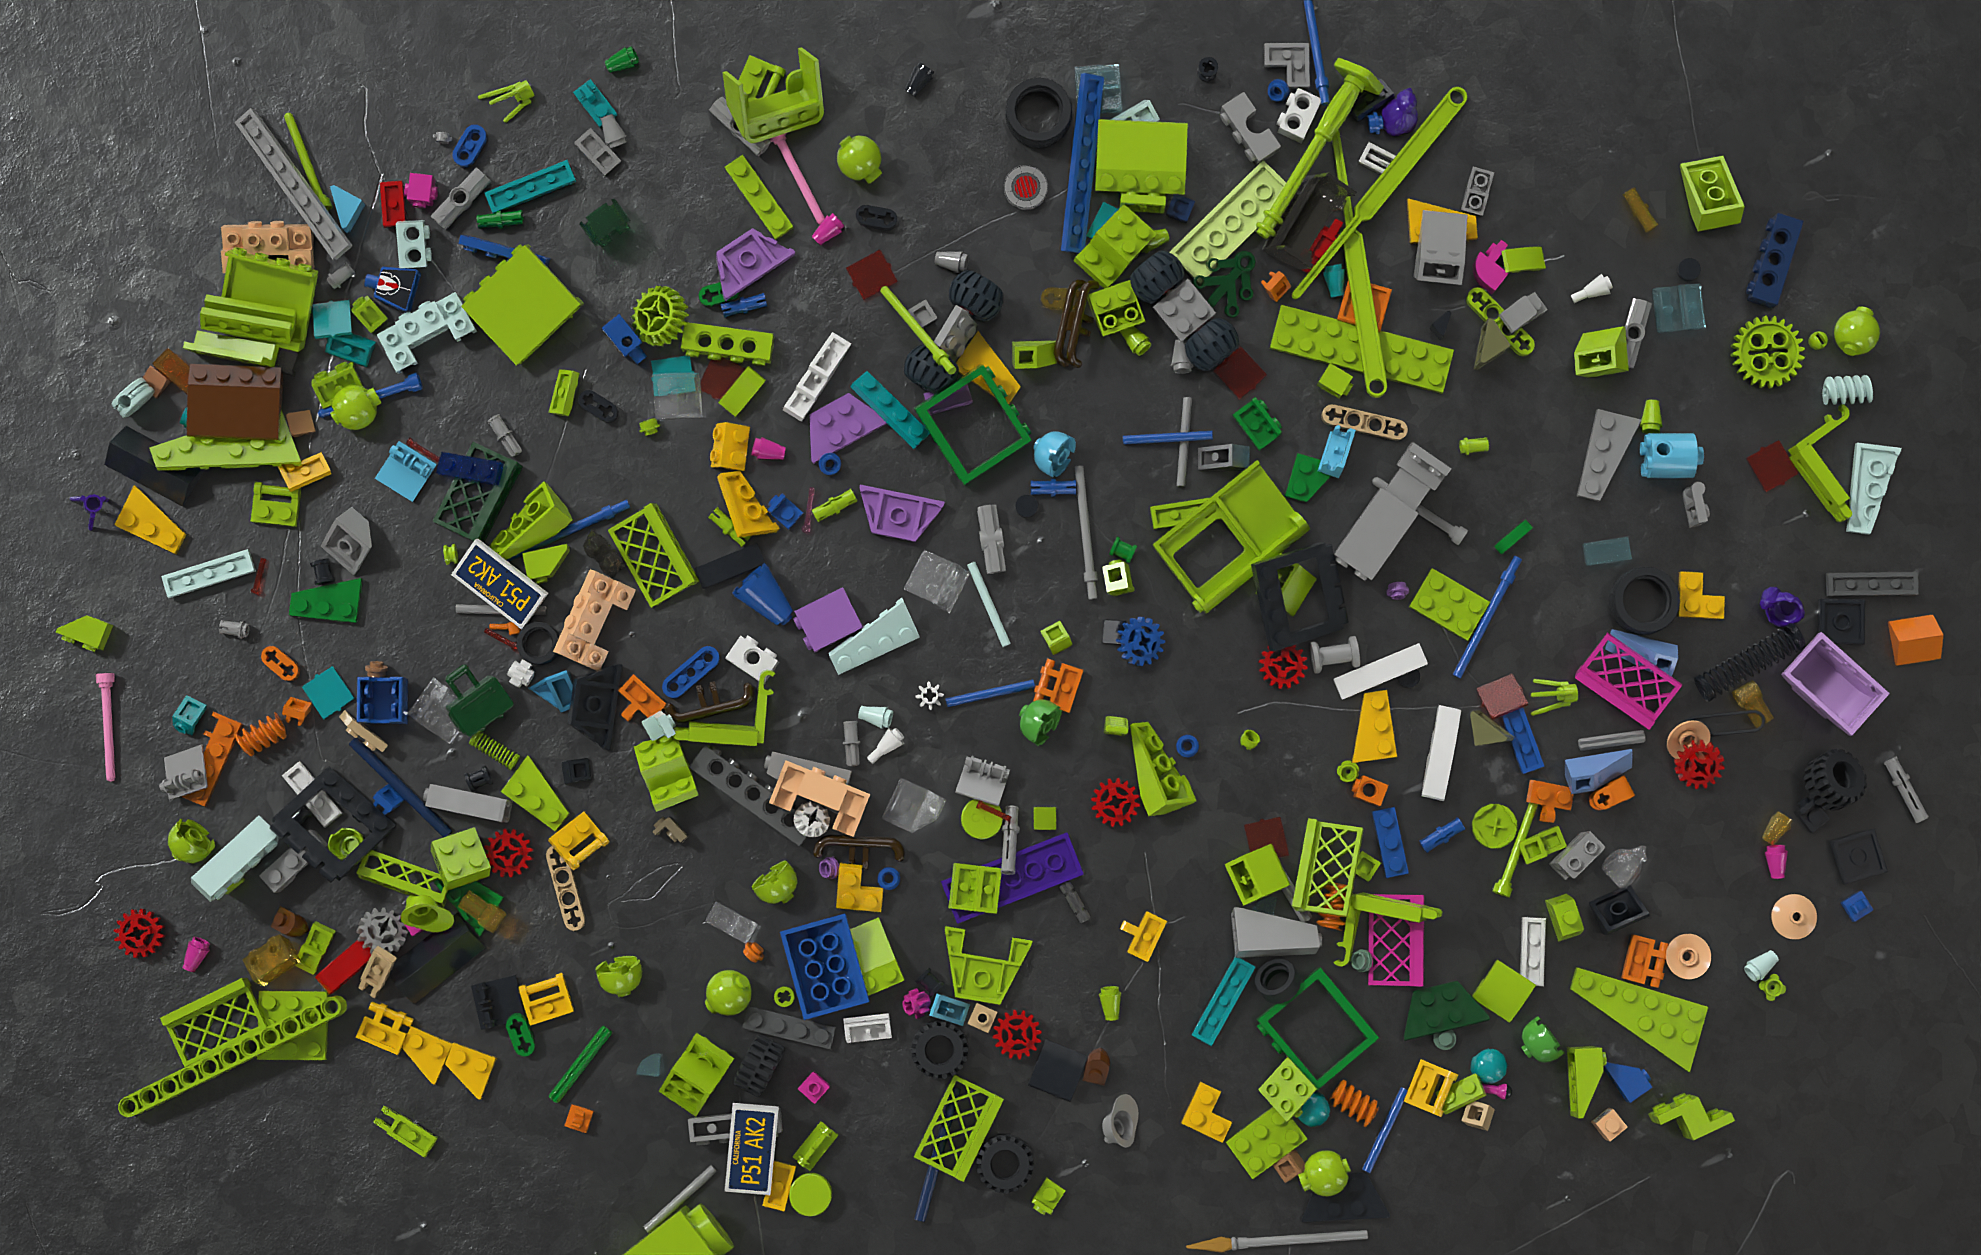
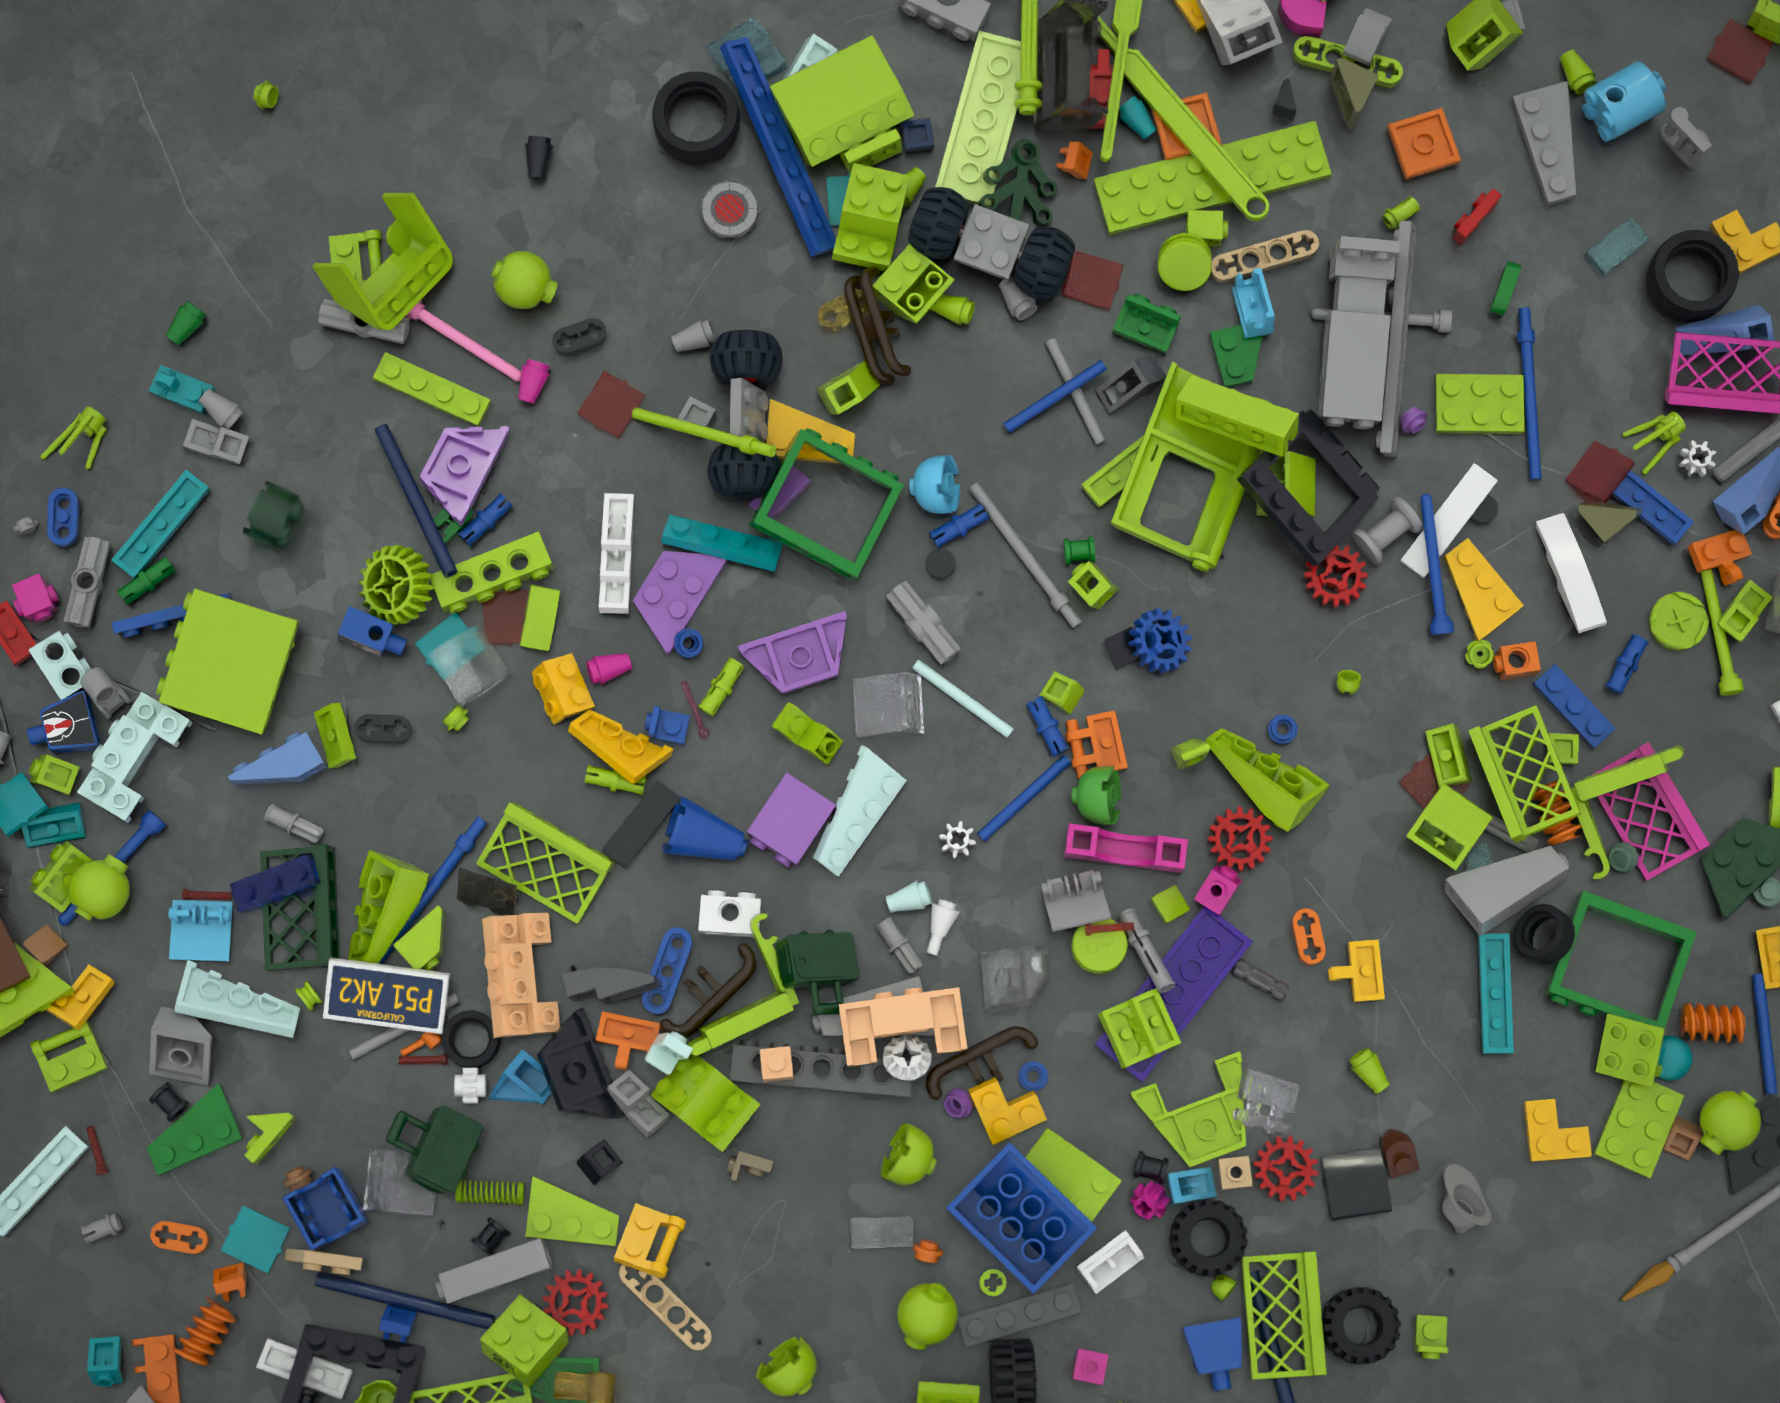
camera: 30 degrees left, 5 degrees down
(378, 628) = (274, 1128): none -> lime slope
(392, 525) = (219, 1000): none -> light aqua wing
(430, 278) = (104, 691): none -> light grey piece
(527, 394) = (288, 763): none -> medium blue slope
(621, 747) = (637, 1104): none -> light grey slope
(646, 658) = (608, 984): none -> dark grey slope
(705, 265) = (416, 501): none -> dark blue piece
(724, 775) = (776, 1064): none -> light nougat brick
(790, 723) = (818, 962): none -> dark green piece
(872, 568) = (807, 734): none -> lime slope
(902, 1123) = (1215, 1349): none -> blue torso
(931, 1086) = (1223, 1286): none -> lime hinge
(1033, 654) = (1047, 726): none -> blue pin
(1035, 765) = (1108, 847): none -> dark pink arch
(1035, 978) = (1270, 1092): none -> clear plate
(1081, 827) = (1211, 895): none -> dark pink brick
(1127, 894) = (1301, 938): none -> orange beam
(1277, 521) = (1237, 415): none -> lime brick
(1286, 827) = (1448, 755): none -> lime slope
(1307, 396) = (1184, 261): none -> lime head
(1334, 737) = (1441, 622): none -> blue piece
(1422, 524) = (1400, 298): none -> light grey plate
(1517, 407) = (1423, 143): none -> orange plate
(1531, 472) = (1467, 224): none -> red plate
(1577, 721) = (1695, 466): none -> white gear

